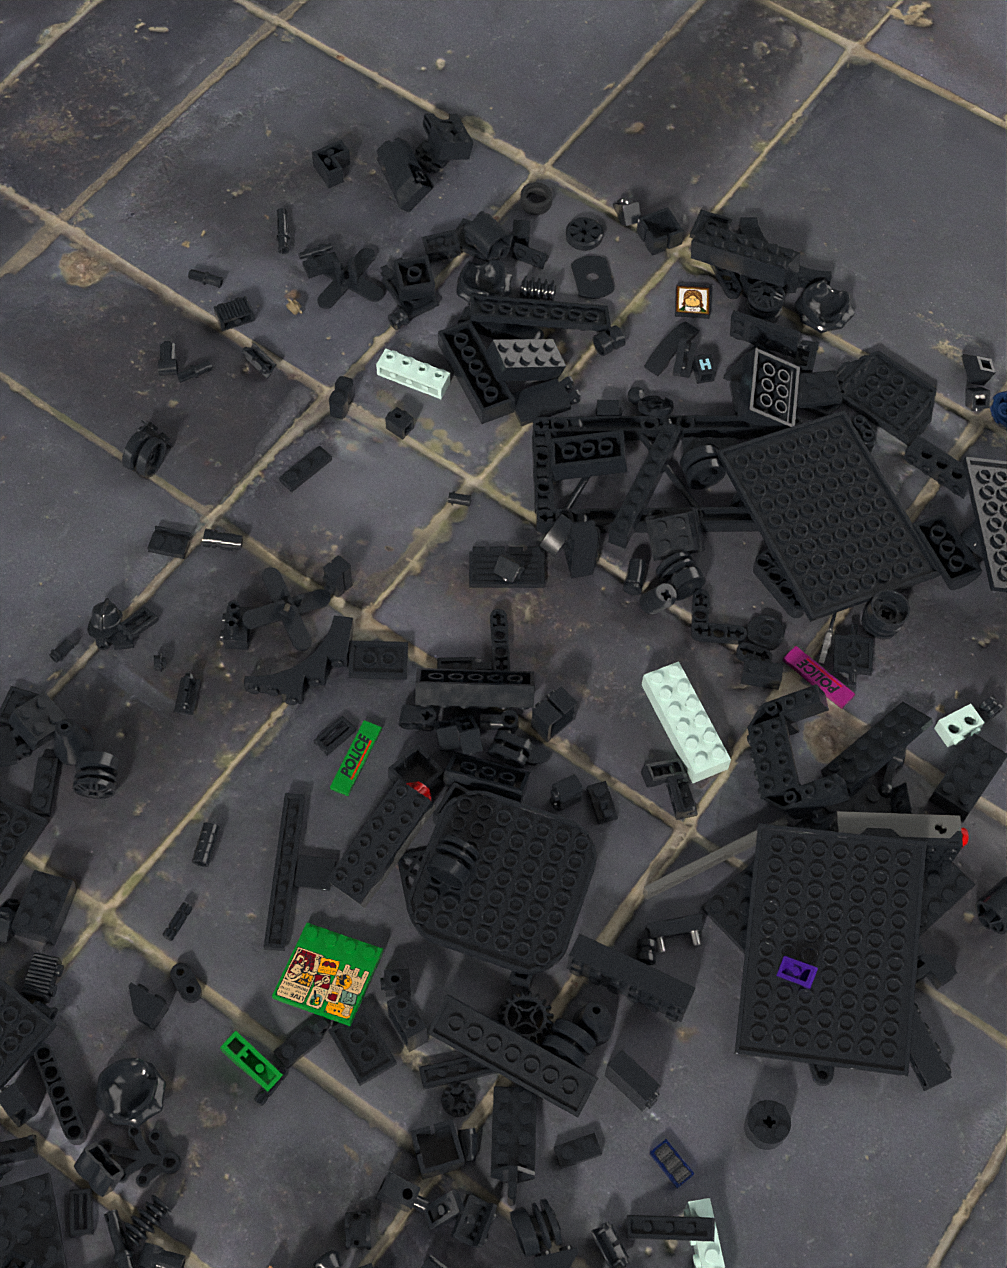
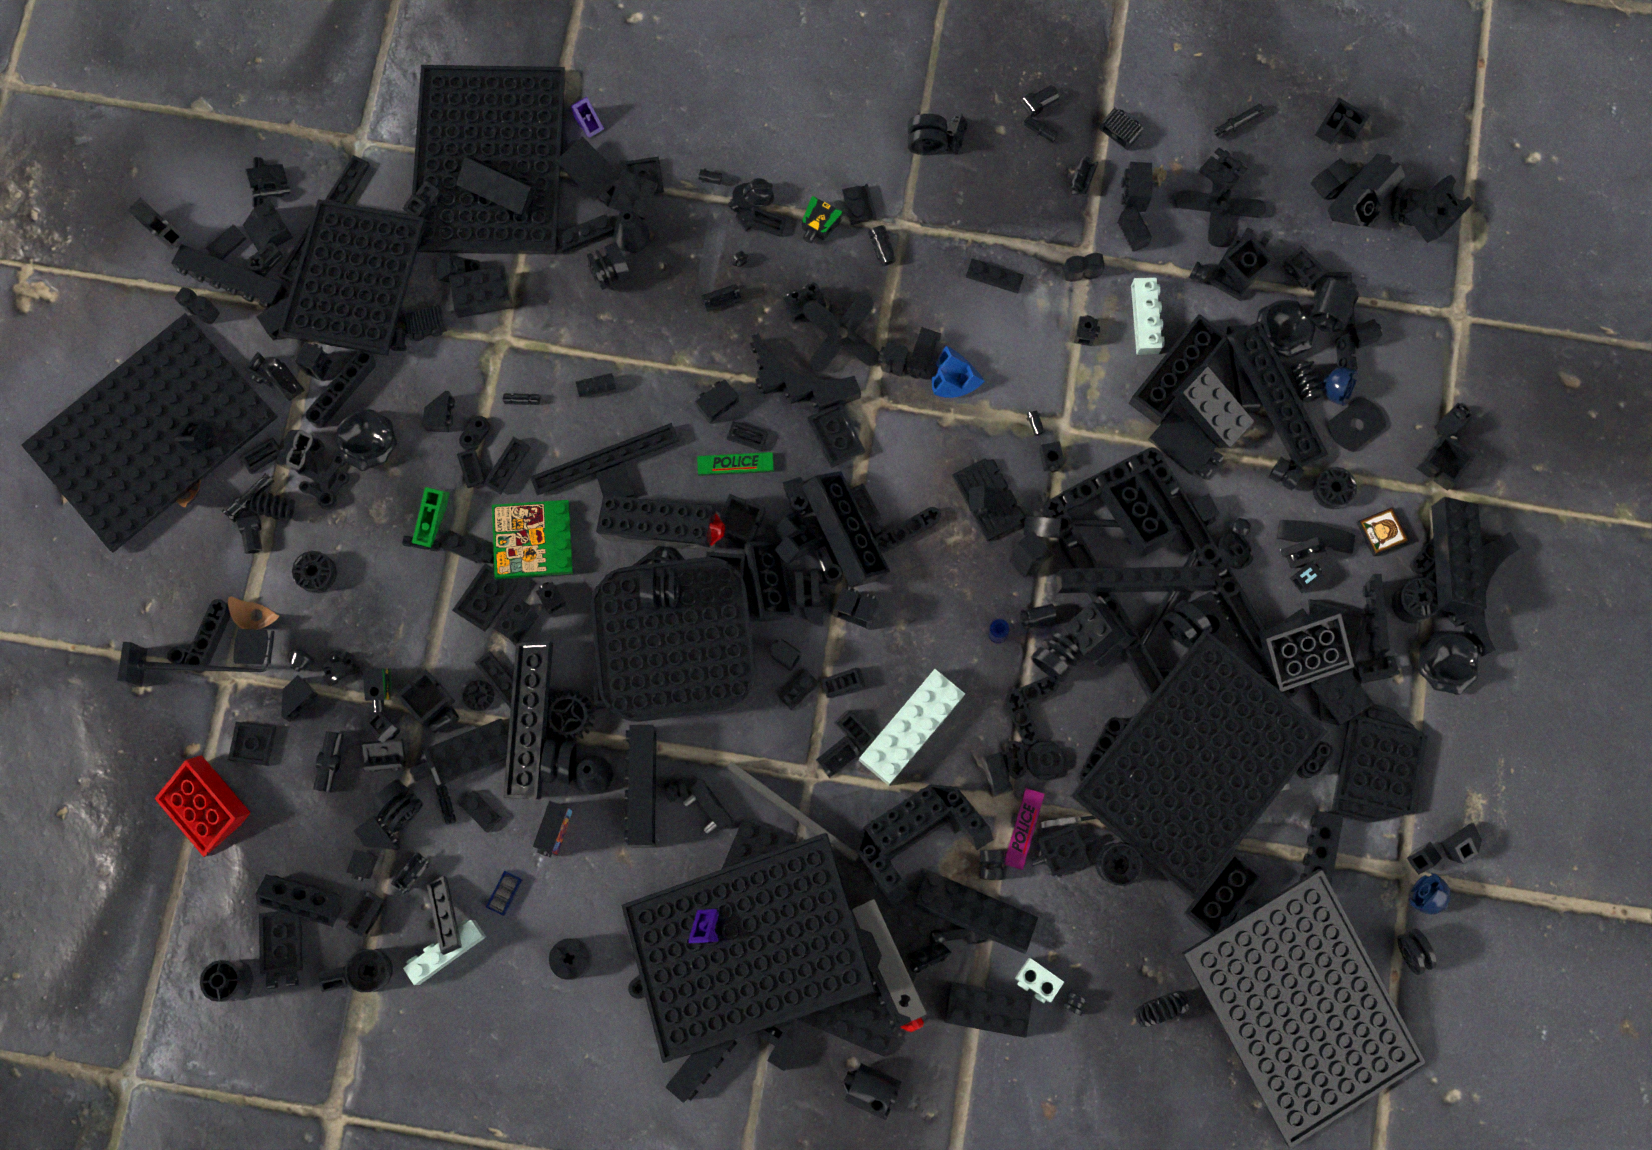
camera: 65 degrees right, 15 degrees up
(164, 578) = (820, 220): none -> torso
(205, 278) = (1147, 84): black axle -> none
(220, 1001) = (471, 468): none -> black tile
(238, 965) = (507, 465): none -> black plate
(245, 1222) = (322, 579): none -> black wheel
(287, 744) = (716, 401): none -> black brick
(296, 324) = (1137, 186): none -> black brick
(330, 346) = (1134, 229): none -> black brick
(337, 546) = (922, 353): none -> black window
(375, 192) = (1332, 179): none -> black brick
(379, 539) = (955, 375): none -> blue brick
(495, 493) = (1052, 449): none -> black brick
(536, 208) = (1427, 318): black tyre -> none
(554, 269) = (1340, 385): none -> dark blue cylinder
(555, 1182) = (446, 805): none -> black axle
(581, 225) = (1406, 402): black wheel -> none
(616, 746) = (860, 682): none -> black slope
(634, 610) = (998, 631): none -> clear blue piece
(639, 315) = (1342, 480): none -> black wheel
(658, 599) = (1019, 654): black piece -> none
(707, 218) = (1491, 508): black tile -> none
(835, 710) = (992, 857): none -> black wheel

